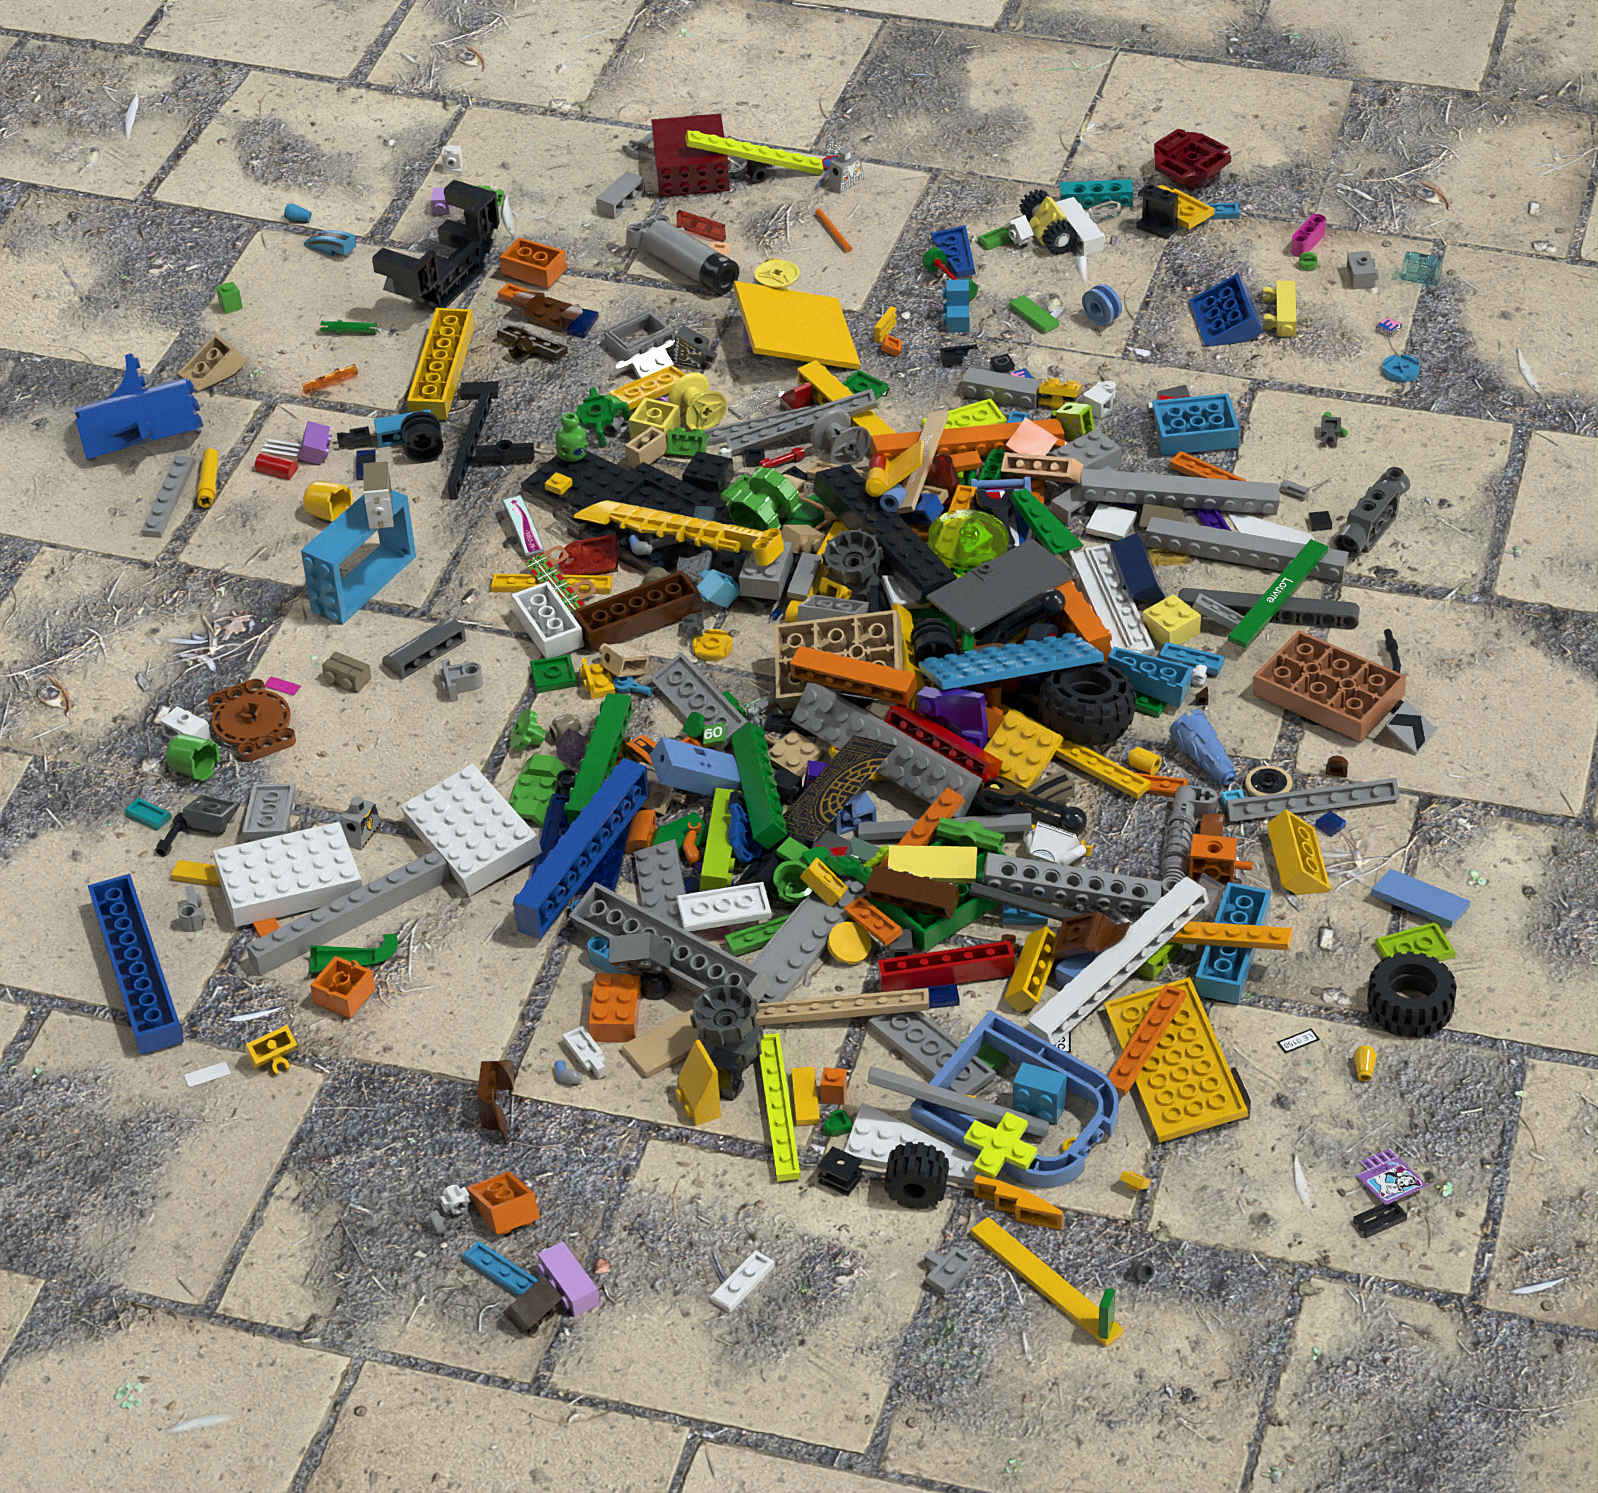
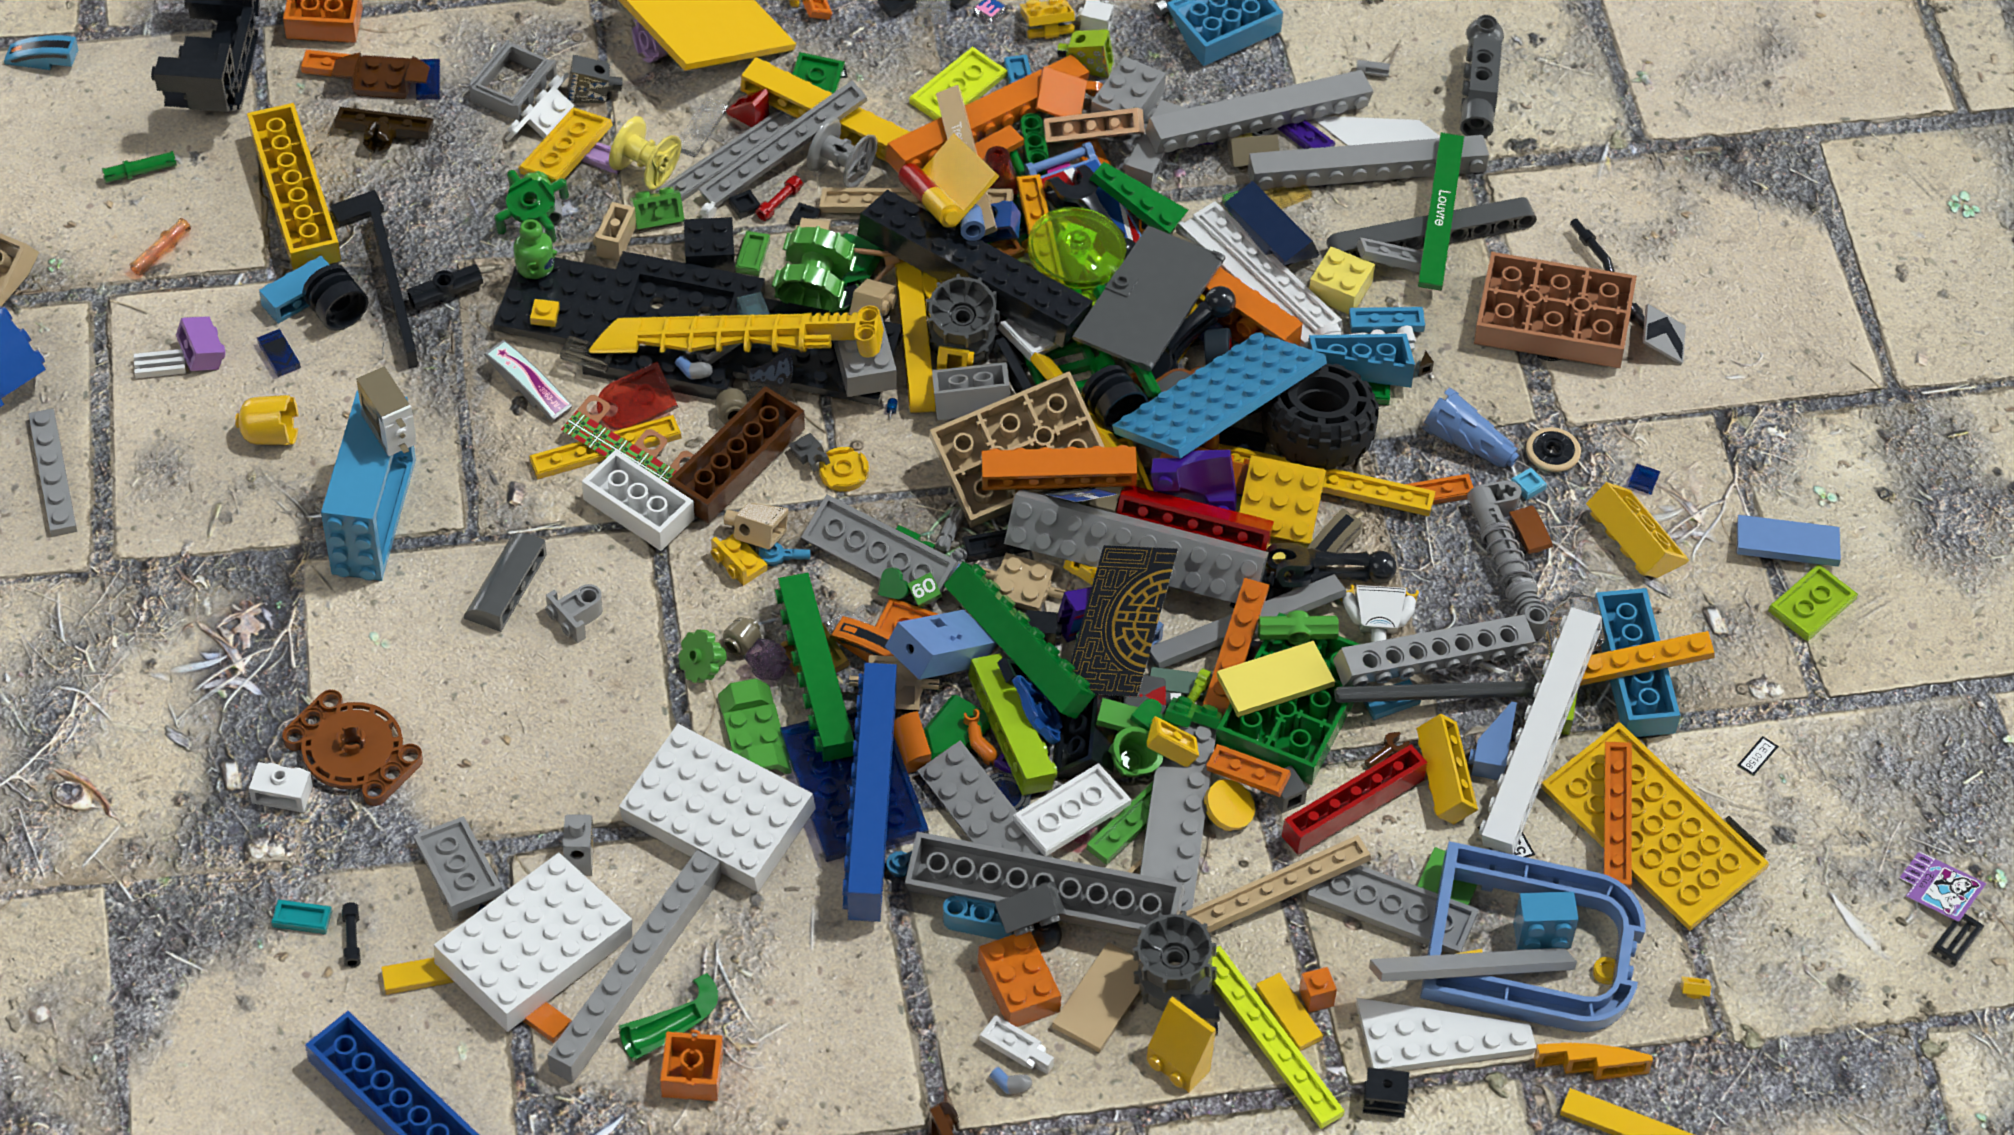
camera: 30 degrees left, 10 degrees up
(189, 913) = (443, 1027): light grey plate -> none
(192, 756) = (316, 823): bright green cylinder -> none
(207, 484) = (98, 446): yellow piece -> none
(209, 813) = (384, 891): dark grey slope -> none
(275, 466) = (166, 389): red brick -> none
(282, 685) = (359, 687): dark pink sticker -> none
(346, 672) = (433, 645): dark tan brick -> none
(356, 437) = (245, 317): black plate -> none
(553, 673) = (680, 566): green tile -> none
(565, 781) = (789, 707): black wheel -> none
(654, 413) = (600, 187): light yellow brick -> none
(718, 588) = (820, 396): medium azure brick -> none
(804, 576) = (908, 349): light grey tile -> none
(838, 1124) = (1344, 1033): green tile -> none
(912, 891) = (1281, 722): reddish brown brick -> none
(916, 1175) = (1479, 1070): black wheel -> none
(943, 996) = (1366, 828): clear blue tile -> none
(1000, 1145) = (1546, 1000): neon yellow plate -> none
(1001, 388) = (978, 30): light grey brick -> none
(1087, 933) = (1494, 711): reddish brown piece -> none
(1111, 522) = (1200, 171): white tile -> none
(1142, 1269) = (1761, 1090): dark grey plate -> none
(1144, 760) = (1411, 465): yellow brick -> none
(1197, 468) = (1263, 74): orange plate -> none
(1215, 858) = (1563, 569): orange piece -> none
(1313, 799) = (1612, 457): light grey plate -> none
(1320, 521) = (1421, 101): black tile -> none
(1337, 766) = (1614, 407): reddish brown tile -> none
(1365, 1061) = (1844, 759): yellow cone -> none
(1411, 973) = (1841, 687): black tyre -> none

